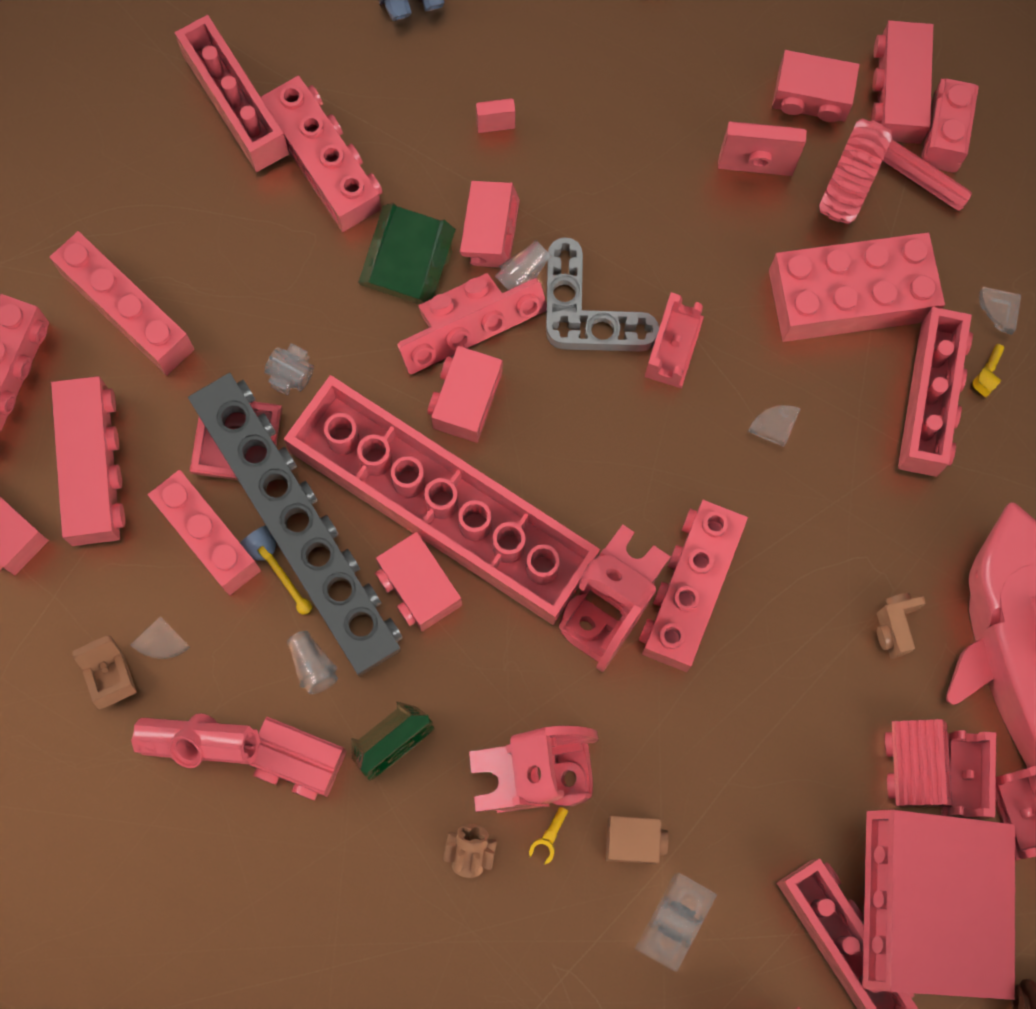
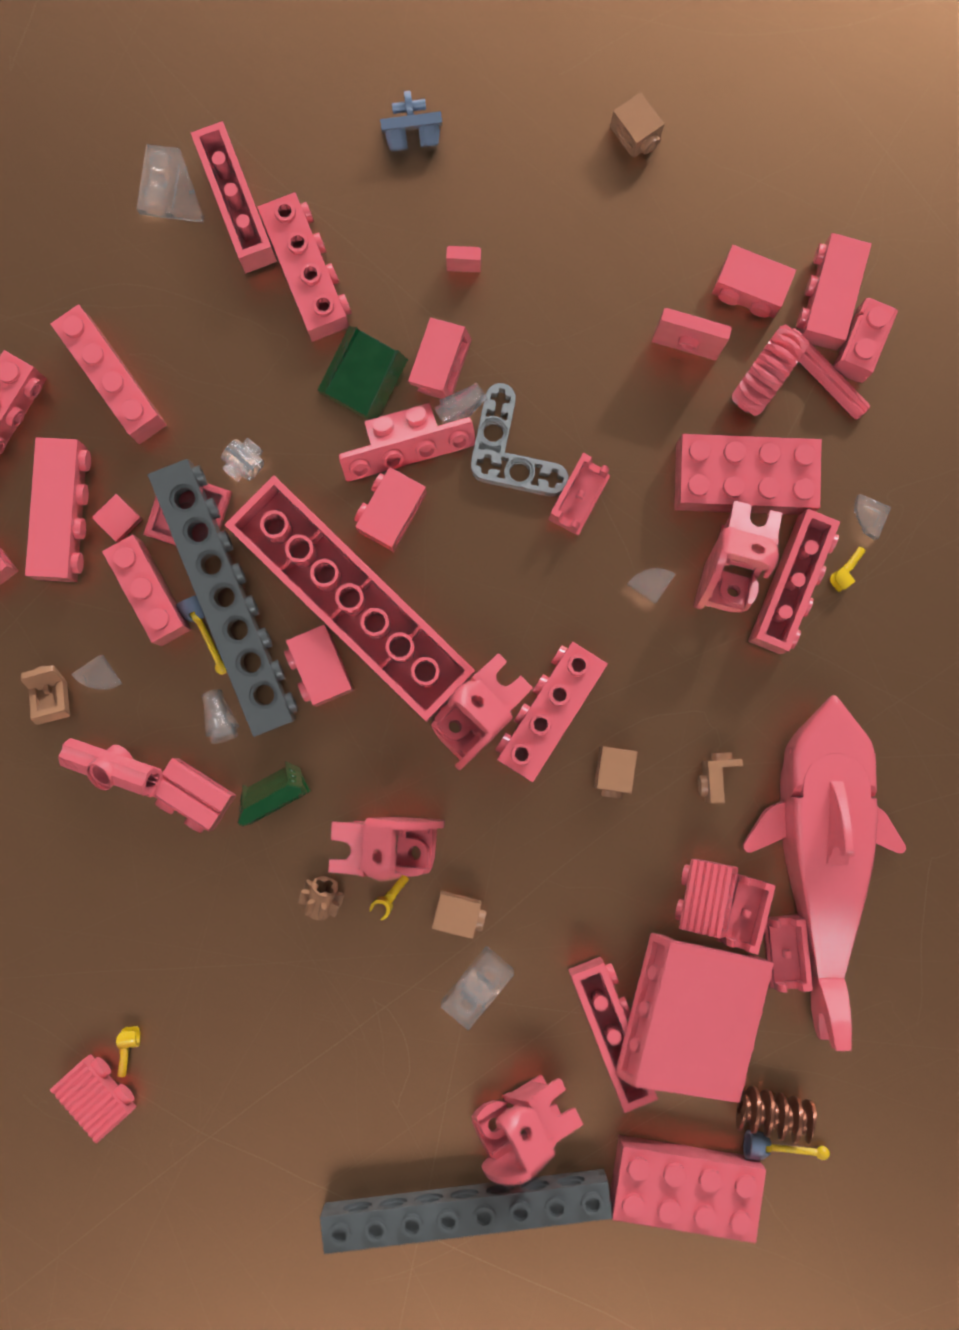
camera: 10 degrees right, 10 degrees up
(154, 96) = (167, 186): none -> clear wing
(155, 460) = (117, 518): none -> coral tile
(781, 639) = (615, 771): none -> nougat brick
(868, 362) = (743, 546): none -> coral piece

